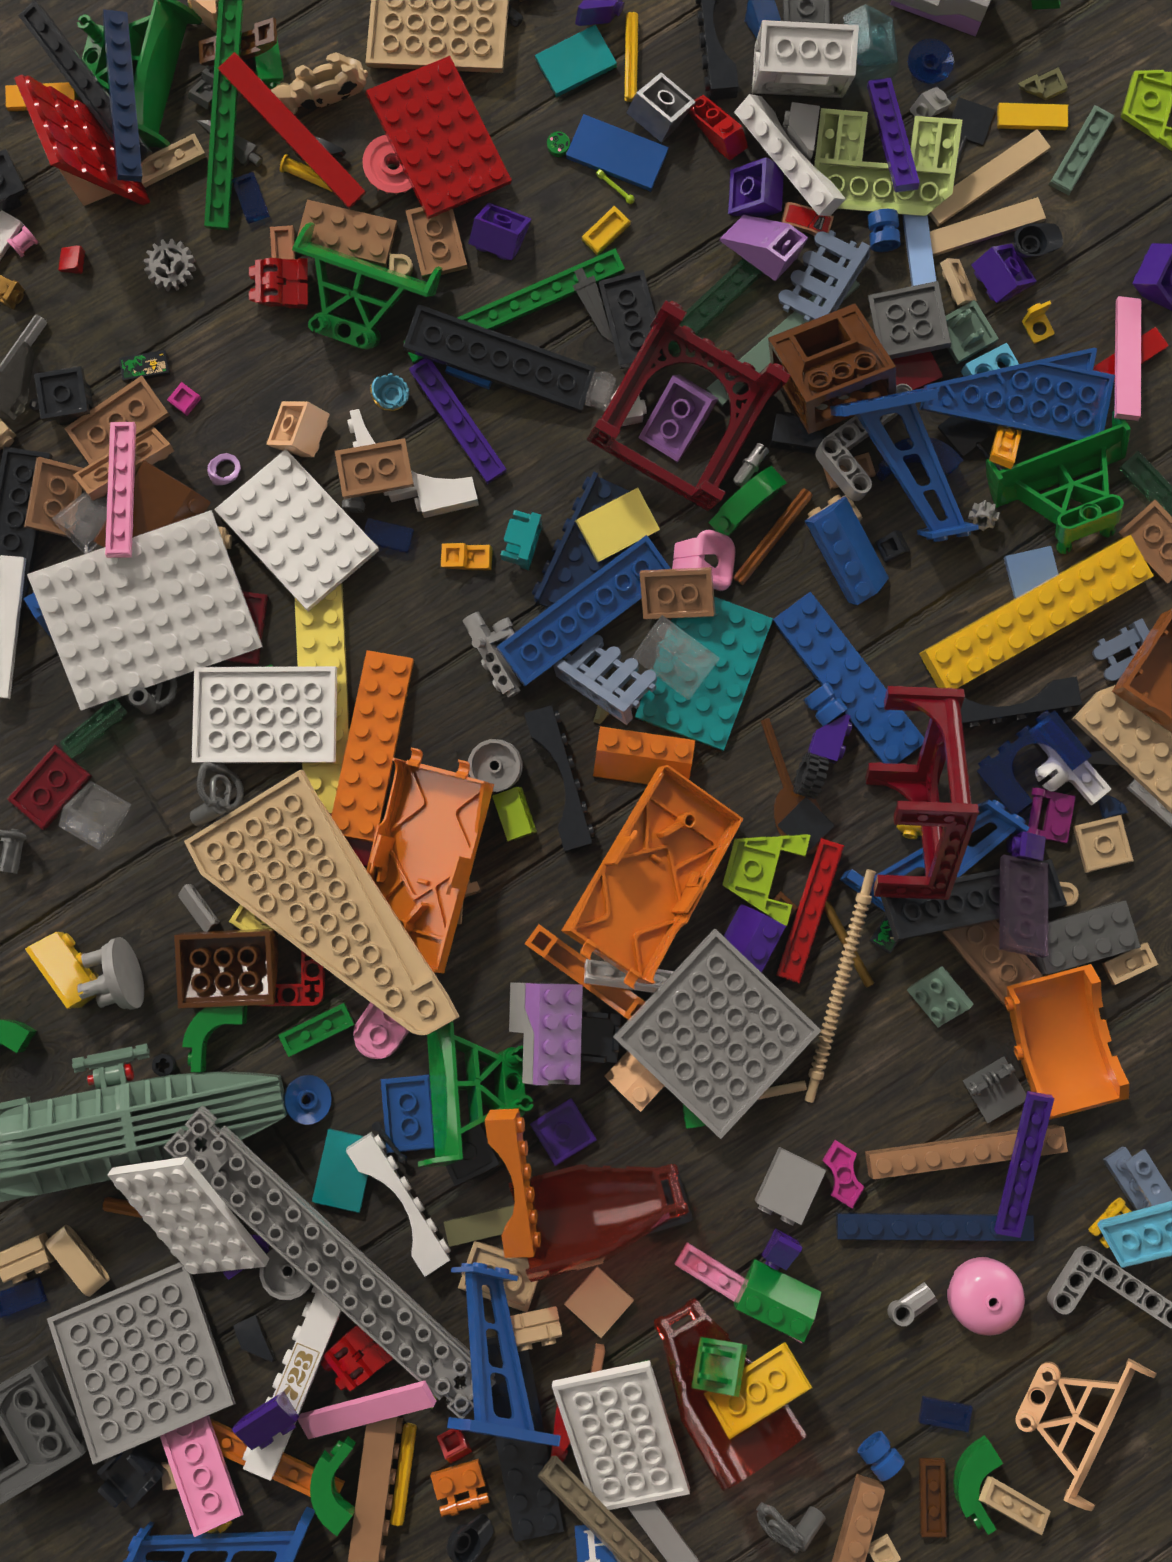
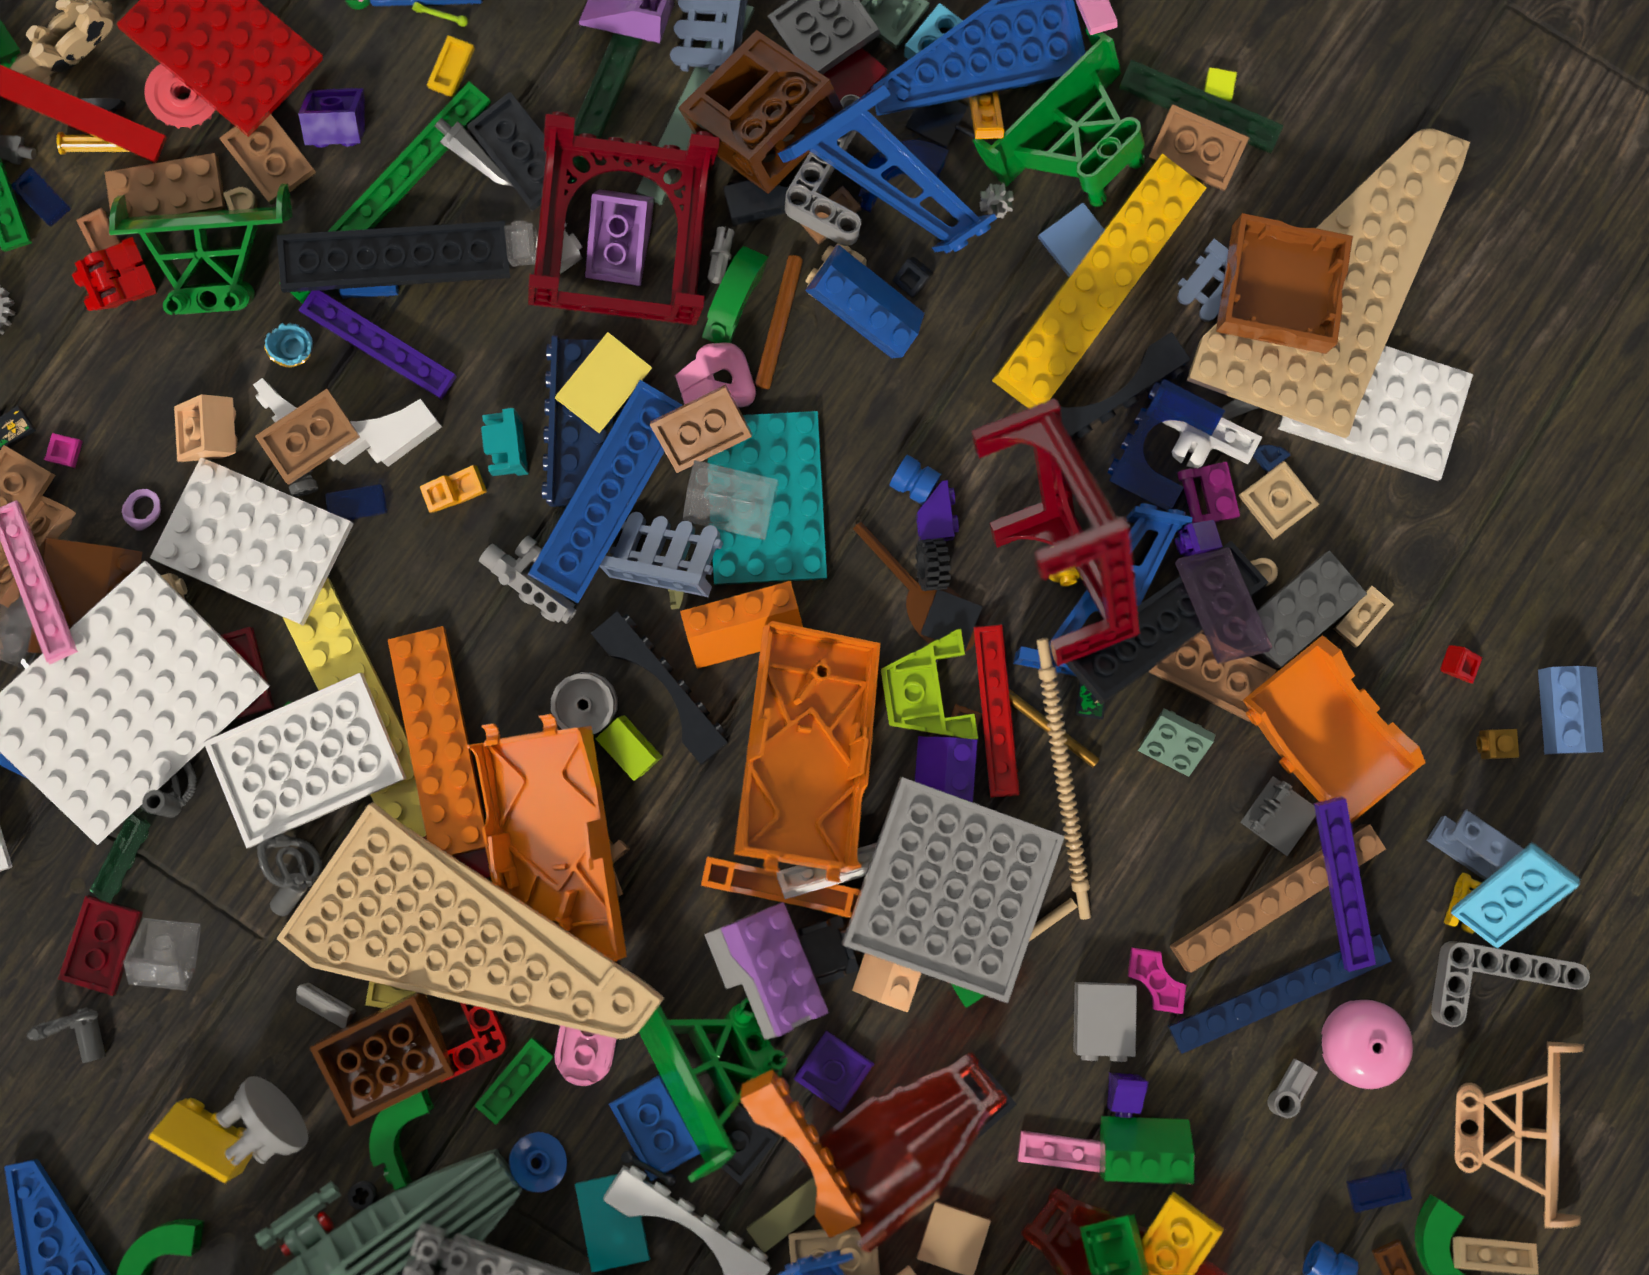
camera: 25 degrees left, 0 degrees up
(836, 661) = (908, 428): blue plate -> none

